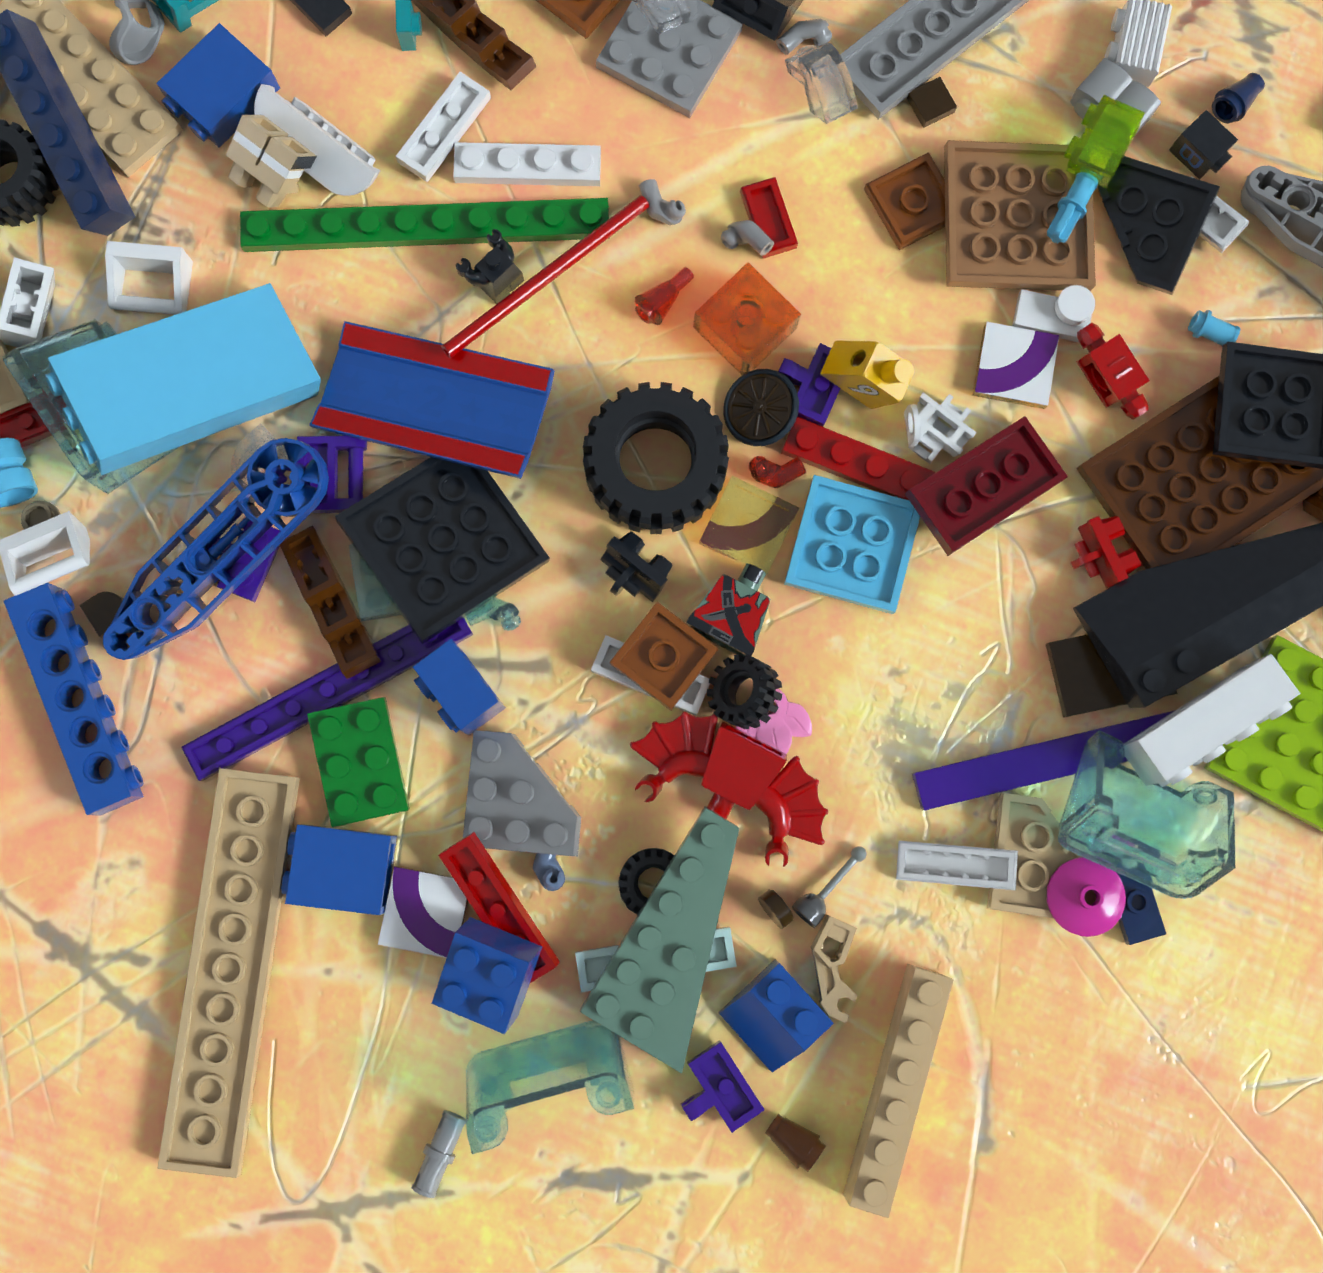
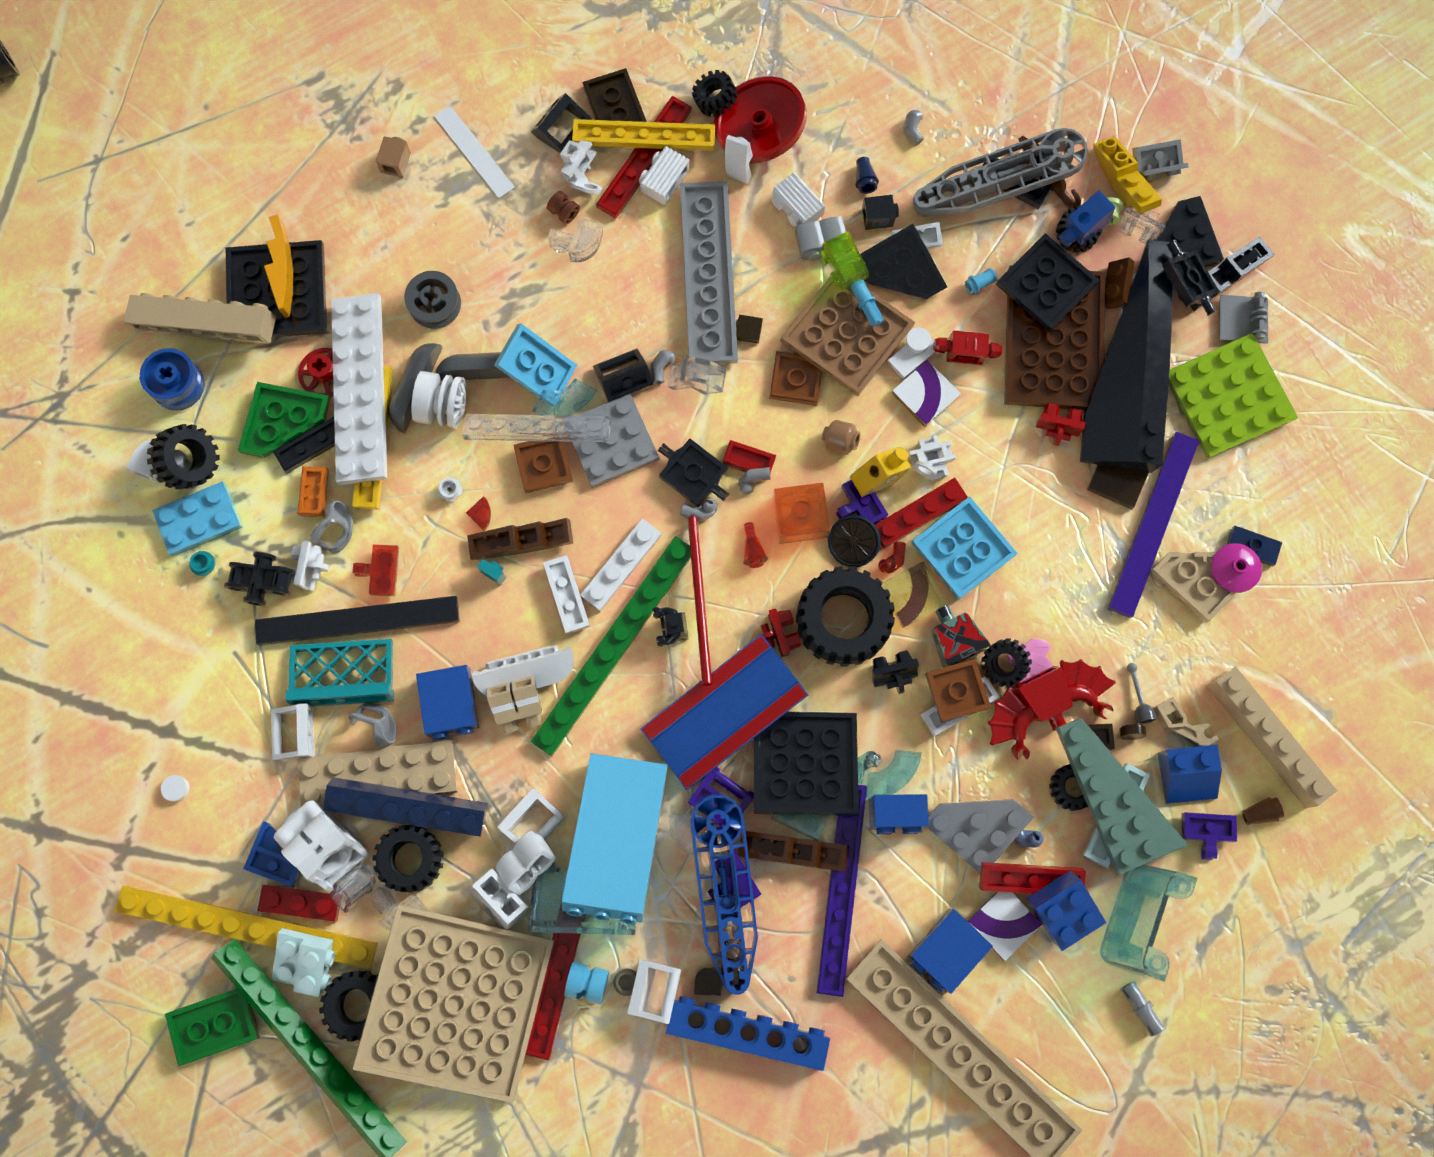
camera: 50 degrees left, 5 degrees down
(86, 300) = (525, 862): none -> white brick
(358, 761) = (895, 899): green plate -> none
(508, 658) = (895, 775): none -> clear light blue tile
(572, 413) = (777, 621): none -> red hips
(701, 163) = (693, 472): none -> black plate
(744, 874) = (1105, 734): none -> dark brown tile
(879, 301) = (841, 437): none -> medium nougat head
(957, 865) = (1174, 621): white plate -> none
(986, 485) = (983, 457): dark red plate -> none
(1151, 831) = (1221, 510): clear light blue windscreen -> none
(1210, 720) = (1191, 439): white brick -> none

